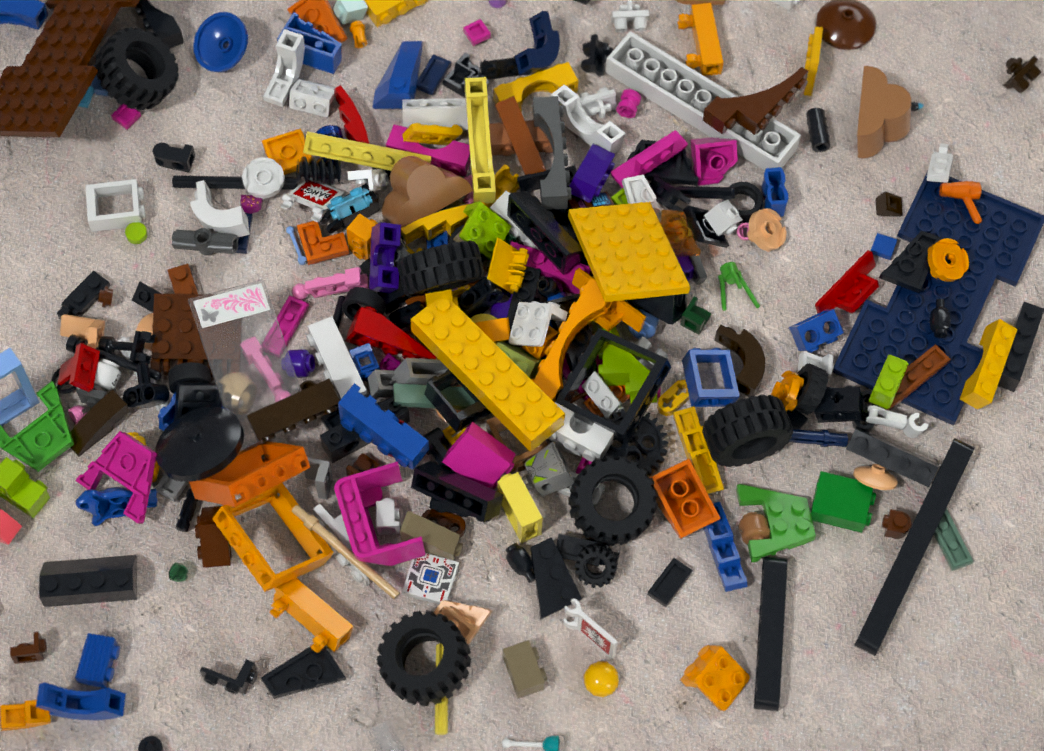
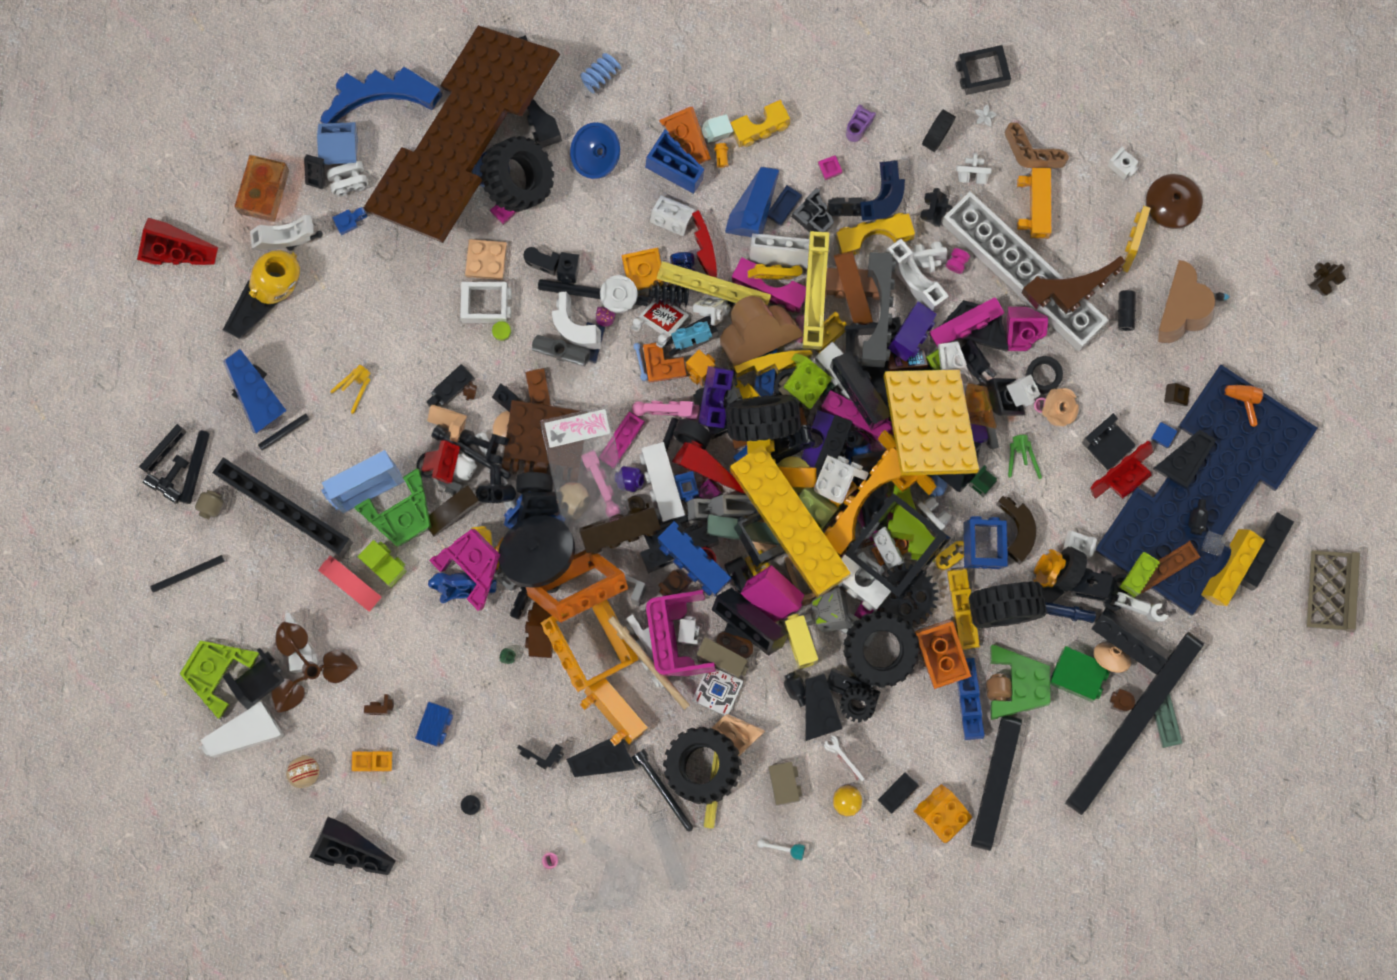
camera: 15 degrees right, 15 degrees up
(76, 413) = (436, 499): bright pink hinge -> none
(81, 705) = (418, 760): blue arch -> none
(88, 581) = (433, 651): black slope -> none
(111, 163) = (486, 259): none -> light nougat plate
(204, 163) = (568, 267): none -> black brick
(288, 68) = (654, 182): white arch -> none
(350, 665) = (642, 760): none -> black piece
(403, 315) = (727, 447): black plate -> none
(506, 266) = (820, 419): yellow hinge -> none
(658, 661) = (898, 793): none -> black plate
(669, 582) = (919, 724): black tile -> none
(708, 192) = (1011, 362): black axle -> none
(774, 190) = (1075, 374): blue brick -> none
(815, 327) = (1086, 506): blue brick -> none
(824, 259) = (1108, 442): none -> black bracket
(940, 165) = (1231, 364): white hinge -> none
(940, 268) = (1207, 463): light orange plate -> none
(962, 344) = (1214, 543): none -> clear plate

